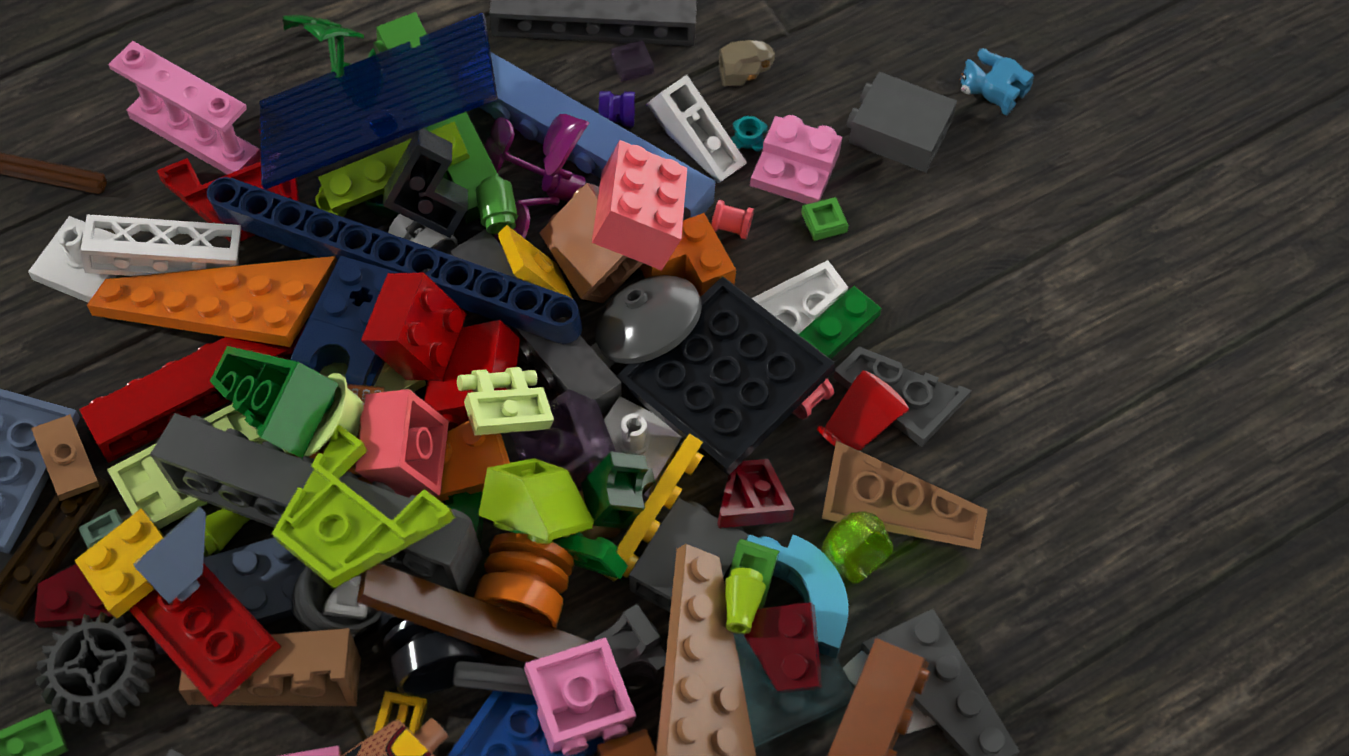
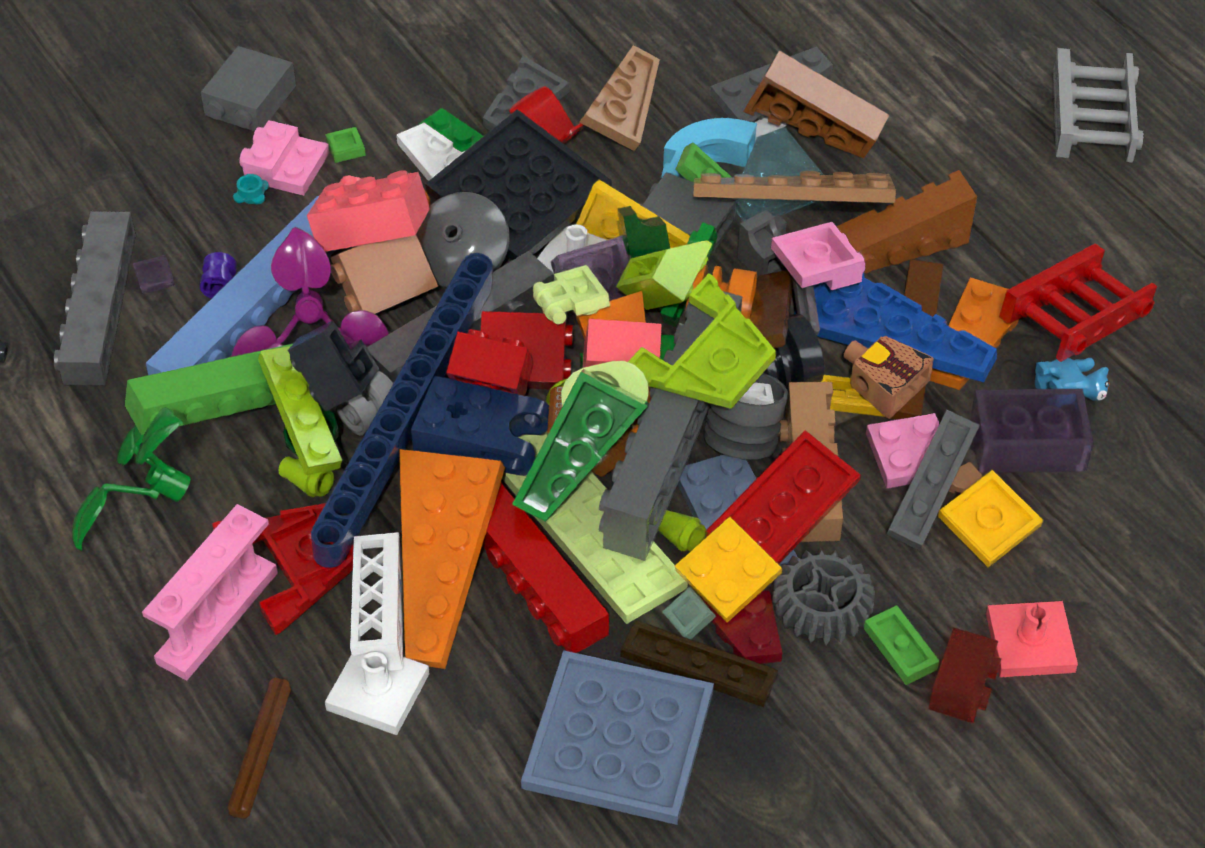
camera: 90 degrees left, 10 degrees down
(65, 457) = (618, 645): medium nougat plate -> none
(176, 559) = (734, 500): sand blue slope -> none
(376, 101) = (241, 400): clear blue door -> none
(496, 204) = (353, 327): bright green brick -> none
(530, 263) = (412, 306): yellow plate -> none
(696, 129) = (243, 221): white slope -> none
(743, 595) = (729, 163): lime cone -> none
(744, 61) = (173, 191): dark tan rock -> none
(754, 497) = (633, 172): dark red wing -> none
(787, 646) = (758, 149): dark red wing -> none
(857, 545) = (663, 115): clear neon green hair -> none
(1000, 85) = (206, 31): dark azure animal -> none

